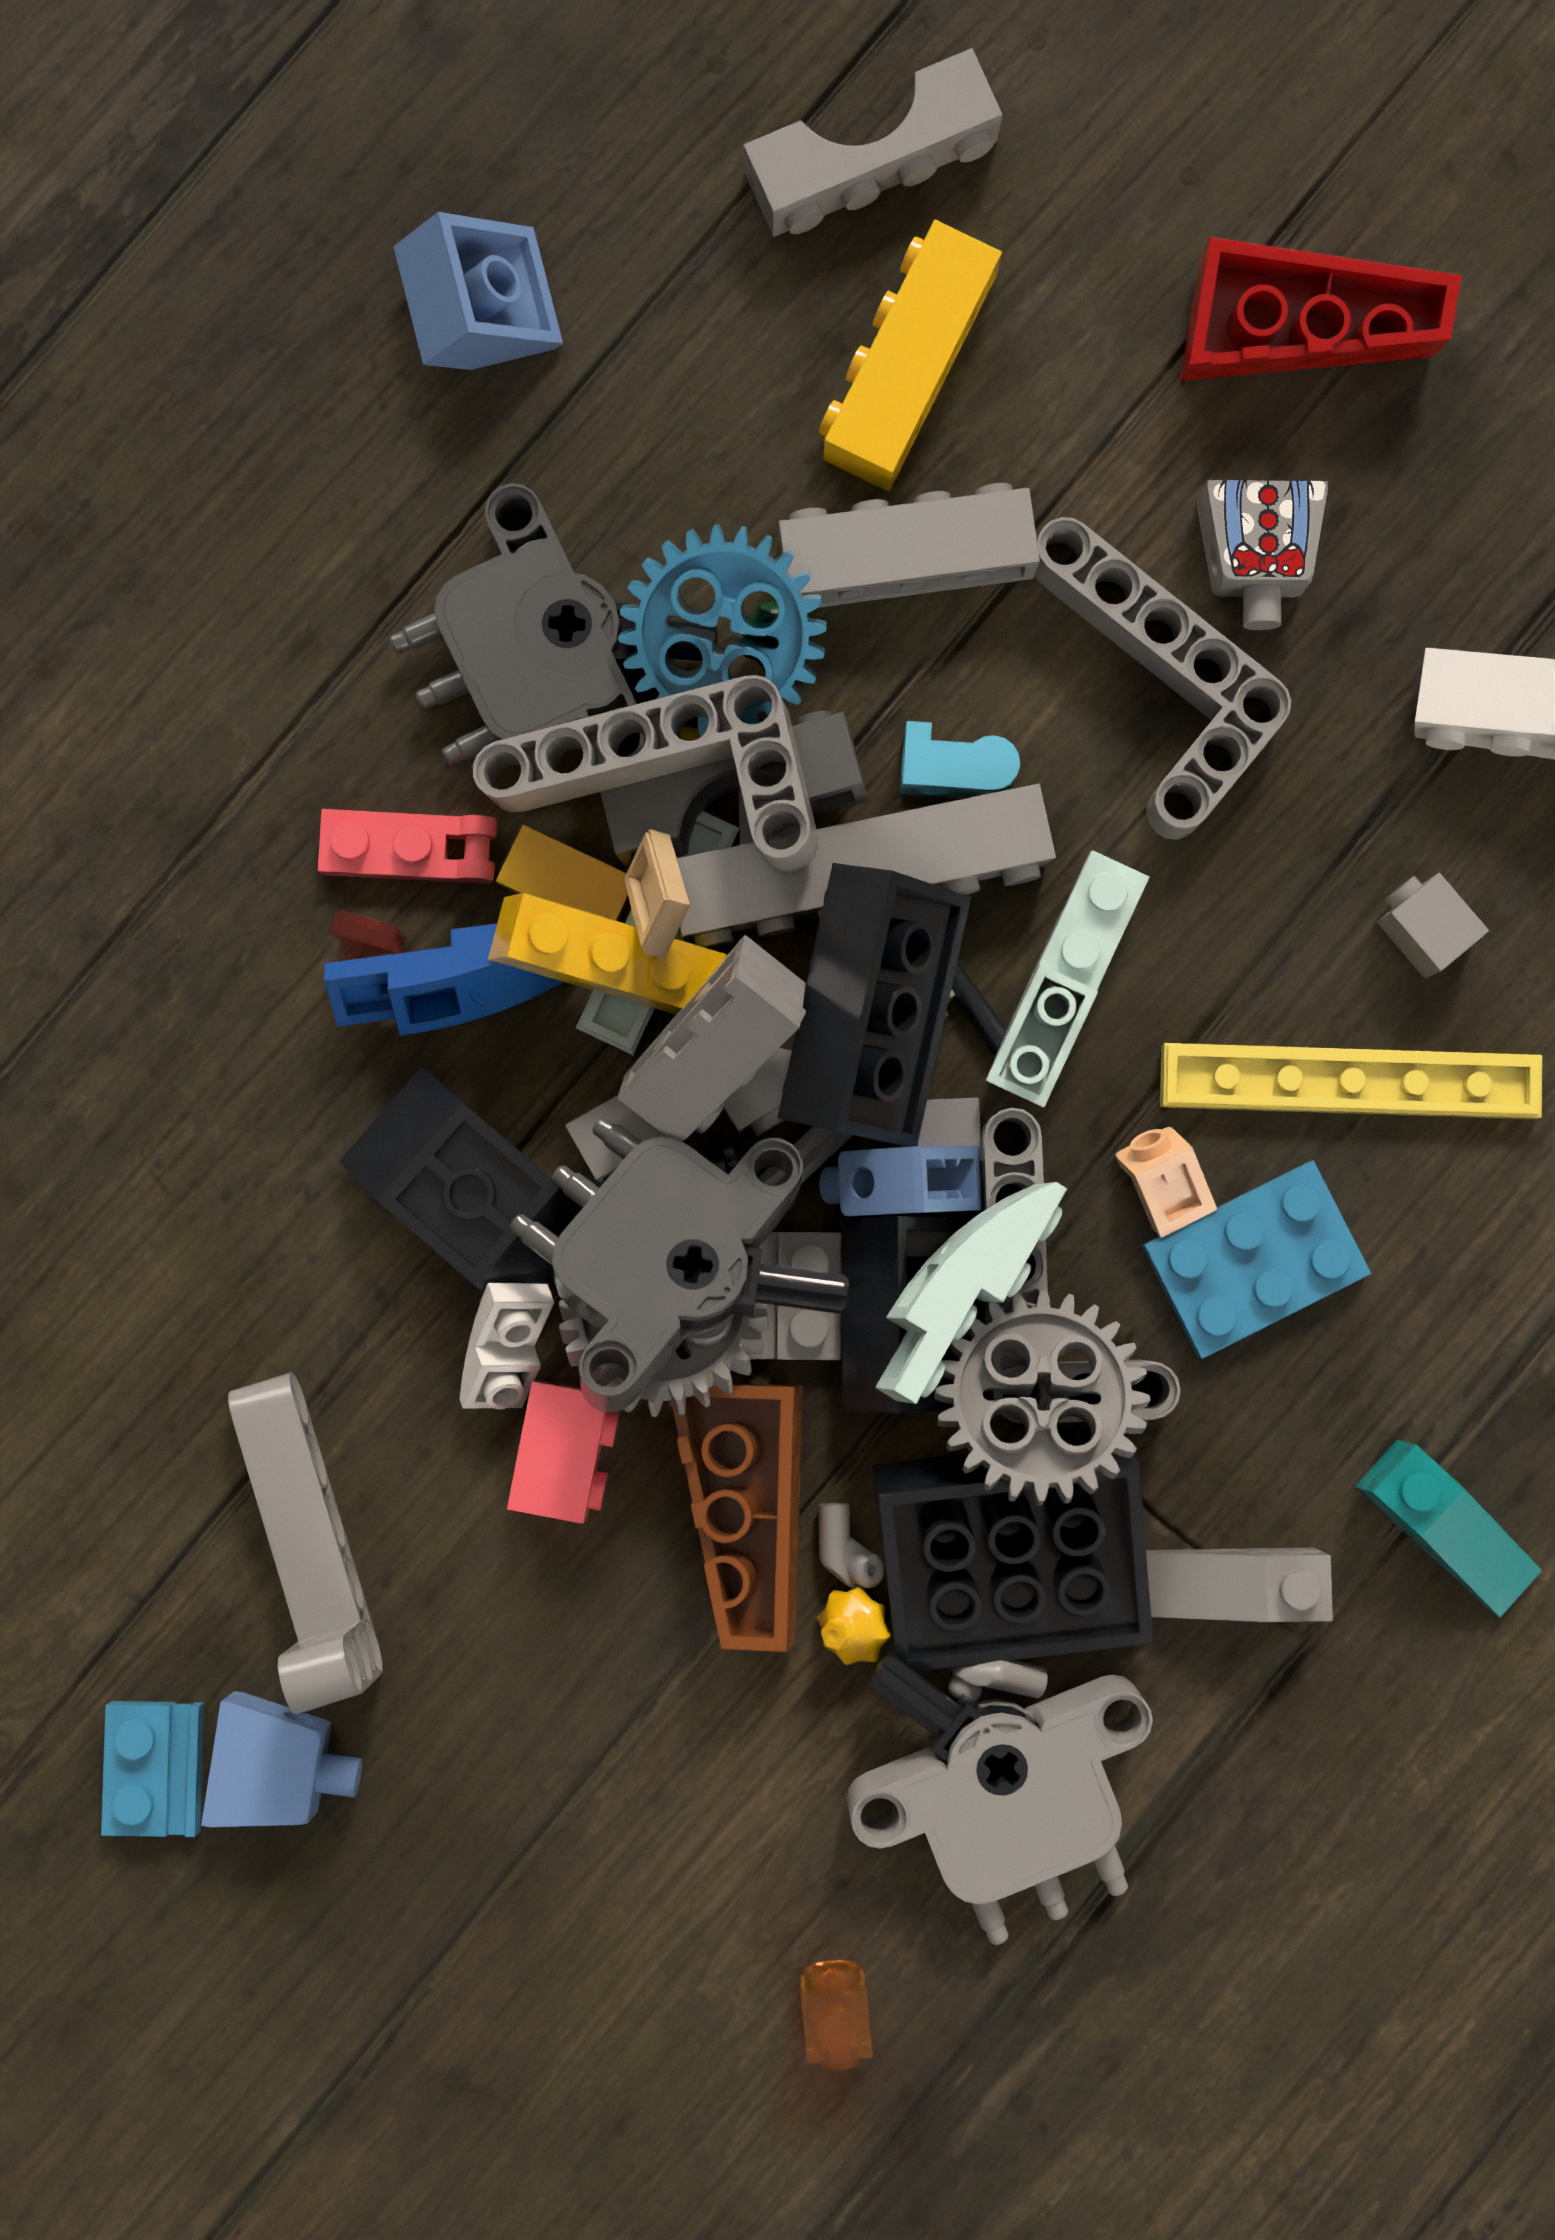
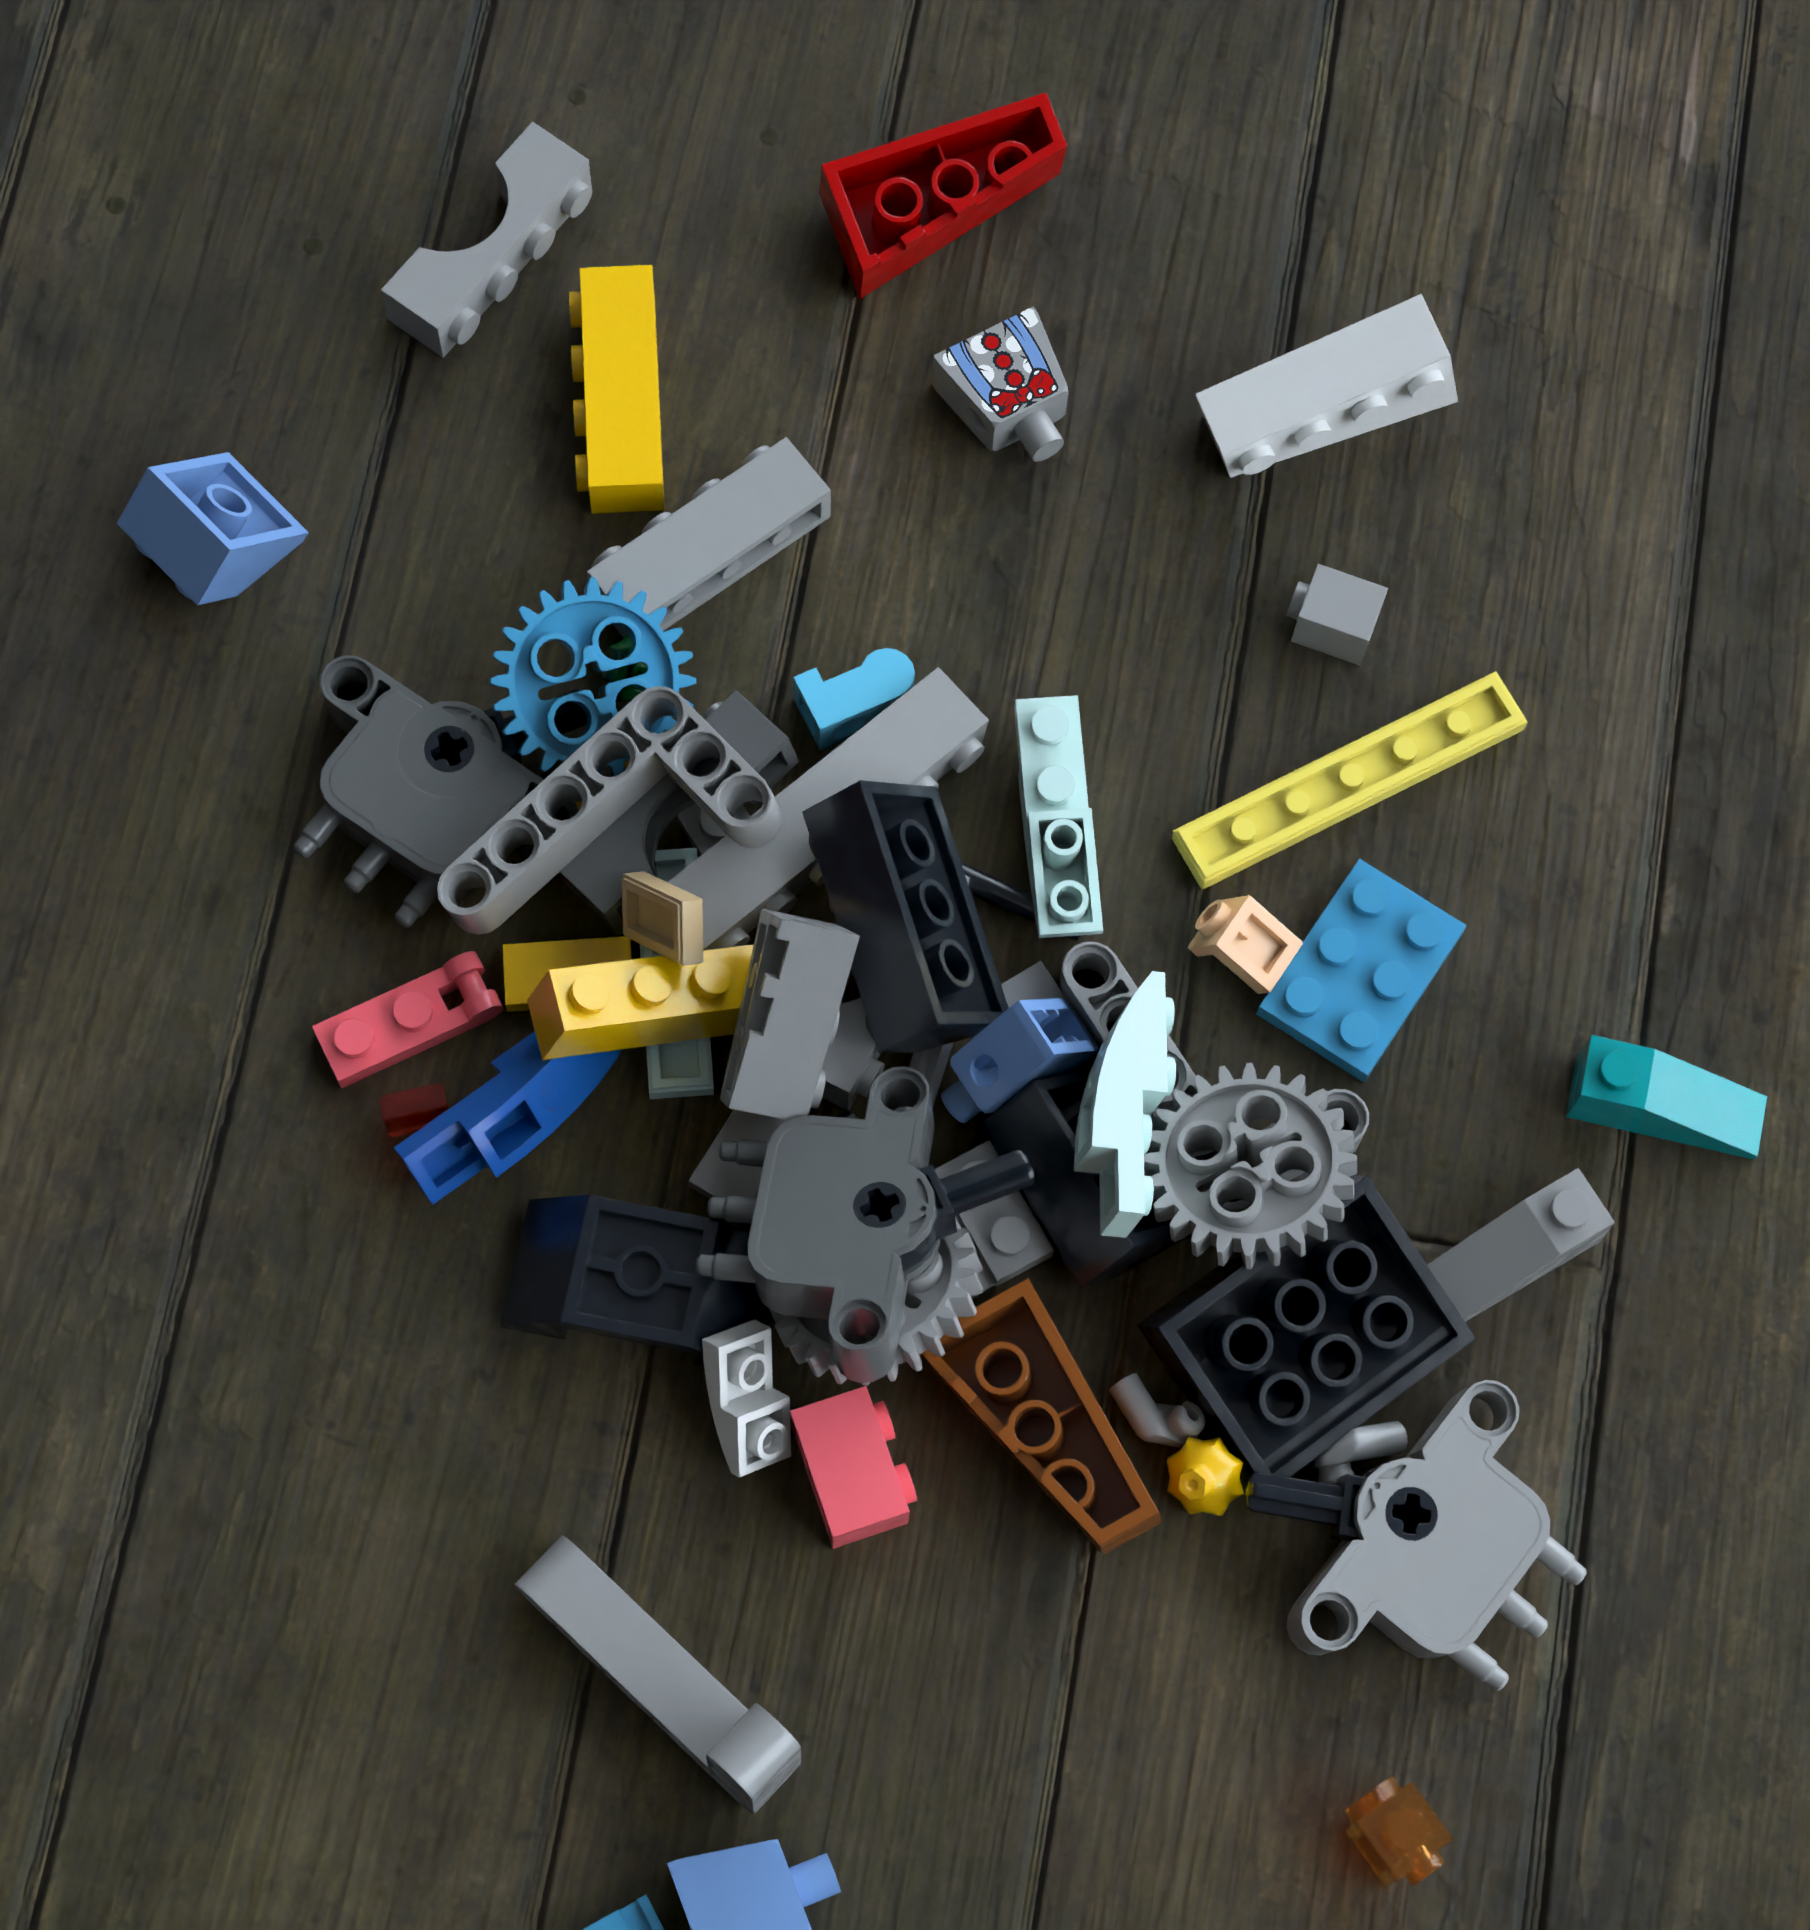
camera: 30 degrees left, 15 degrees down
(1171, 664) = (989, 521): light grey beam -> none

